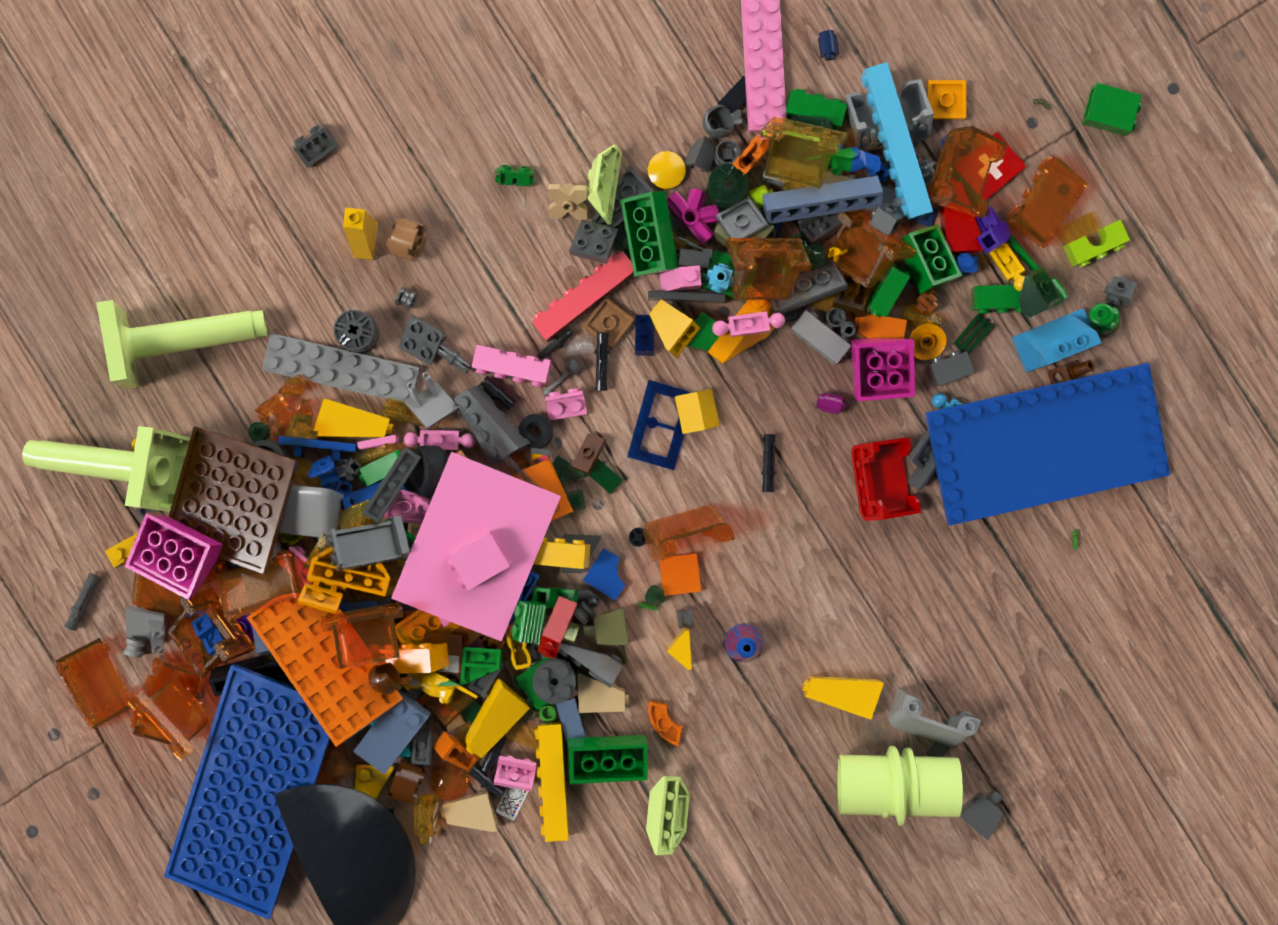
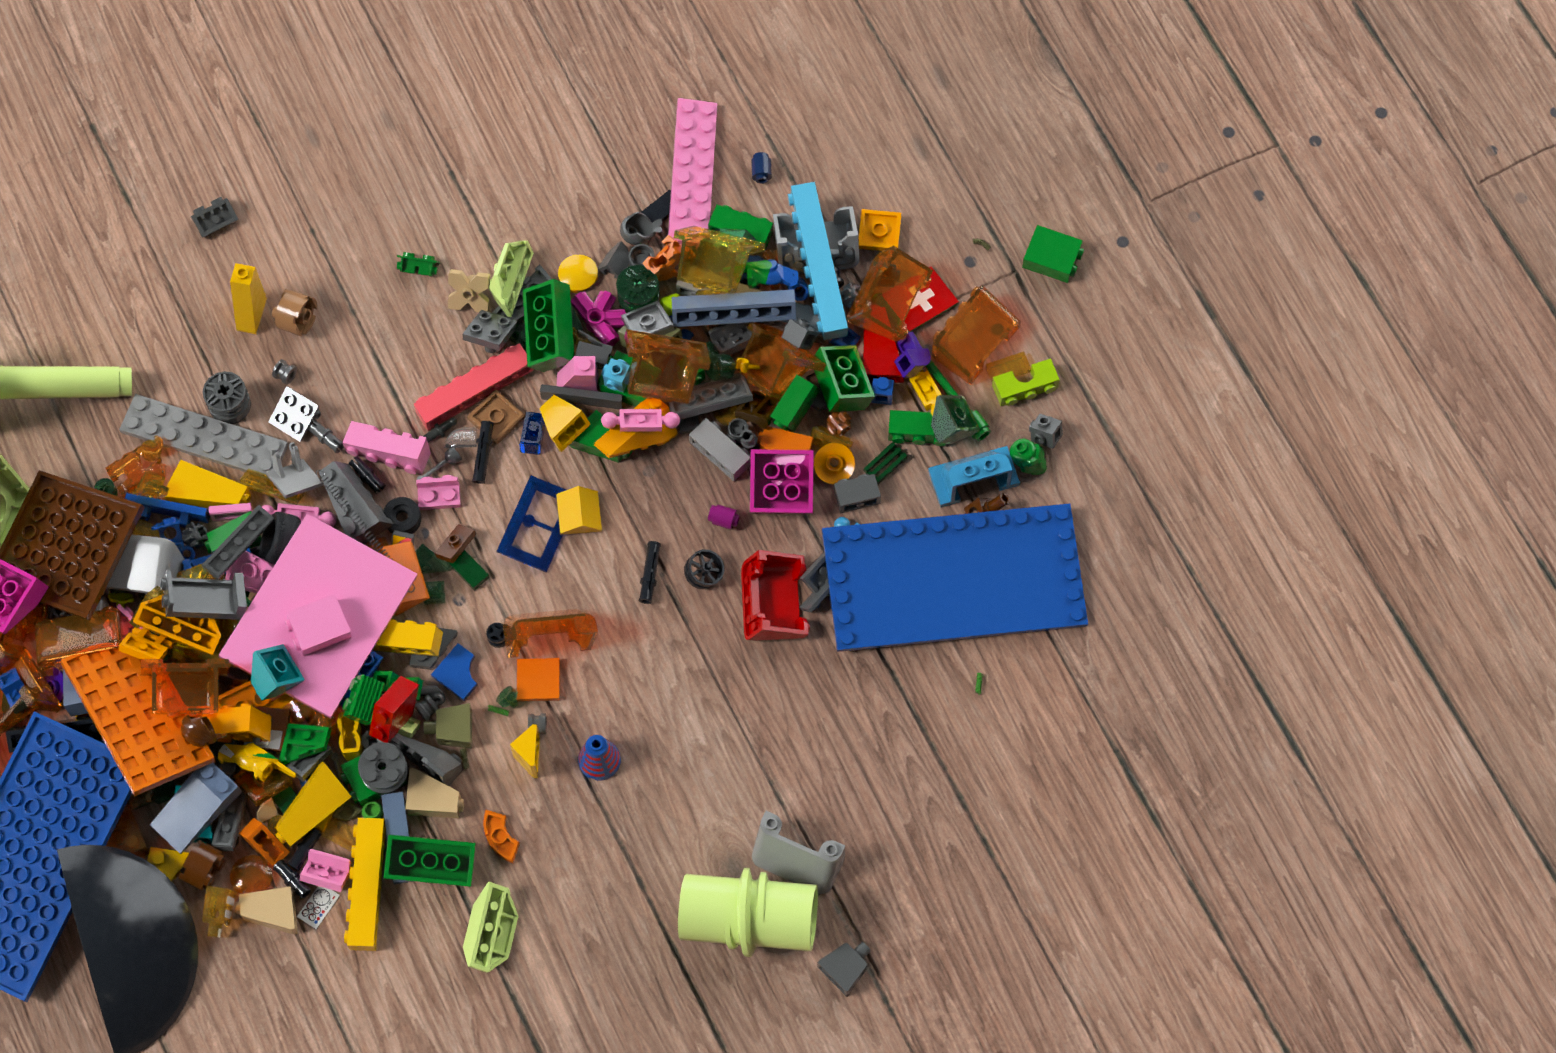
camera: 10 degrees right, 20 degrees down
(373, 454) = (221, 520): clear yellow pin -> none
(445, 611) = (274, 672): none -> teal slope
(819, 457) = (704, 569): none -> black wheel
(848, 694) = (704, 820): yellow slope -> none

